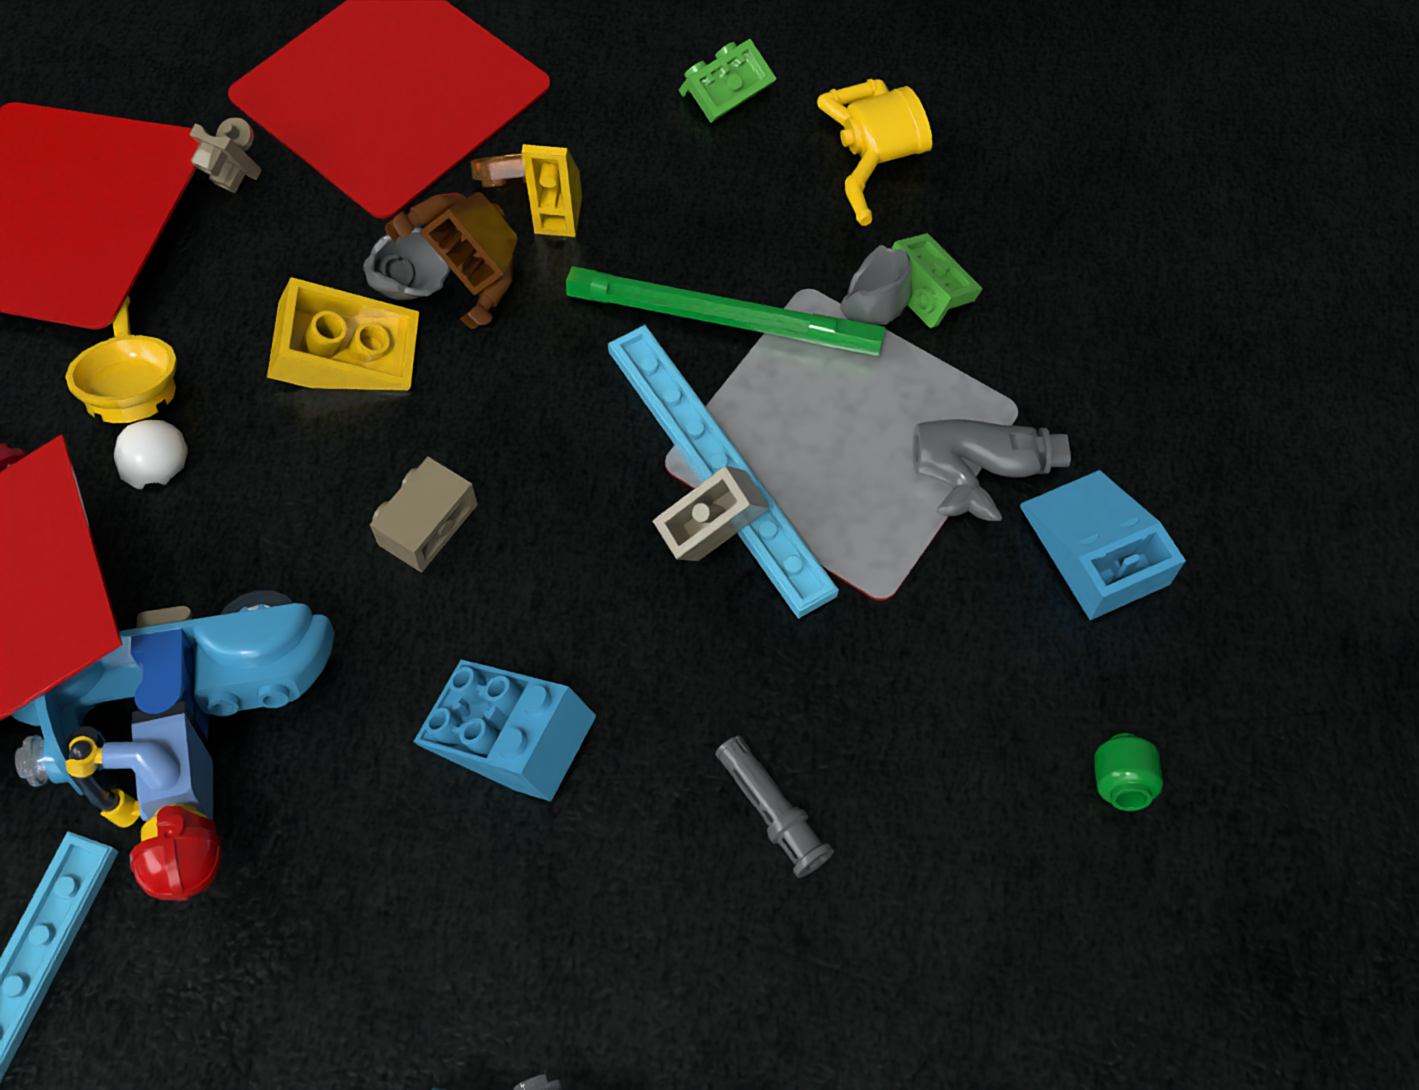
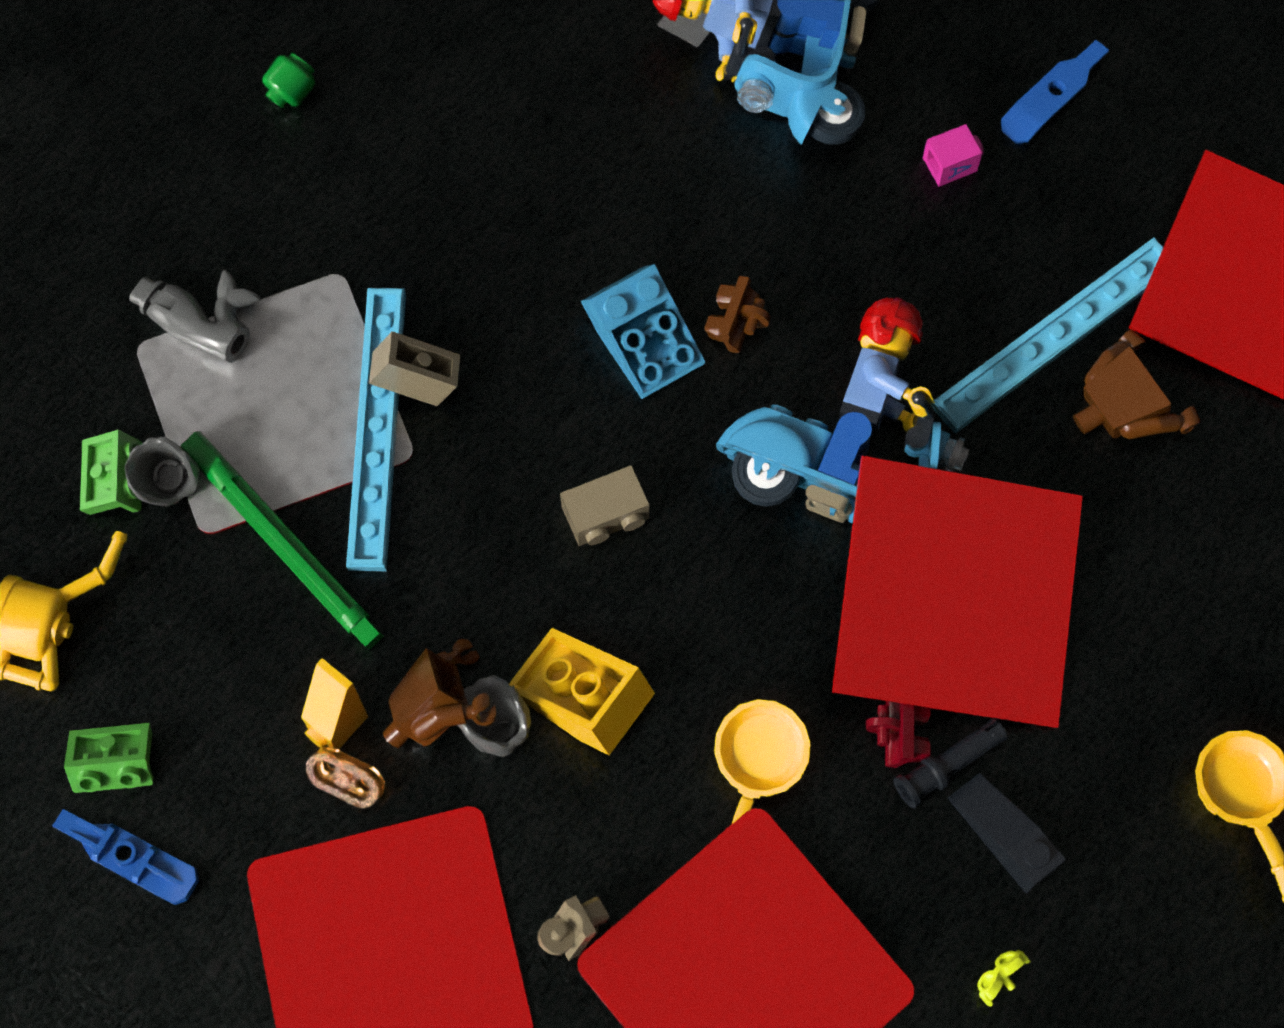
camera: 145 degrees left, 5 degrees up
(149, 453) = (776, 680): white hair -> none
(401, 788) = (742, 314): none -> reddish brown hips
(637, 39) = (147, 865): none -> blue piece
(786, 823) = (511, 173): dark grey pin -> none
(1103, 543) = (175, 213): dark azure slope -> none

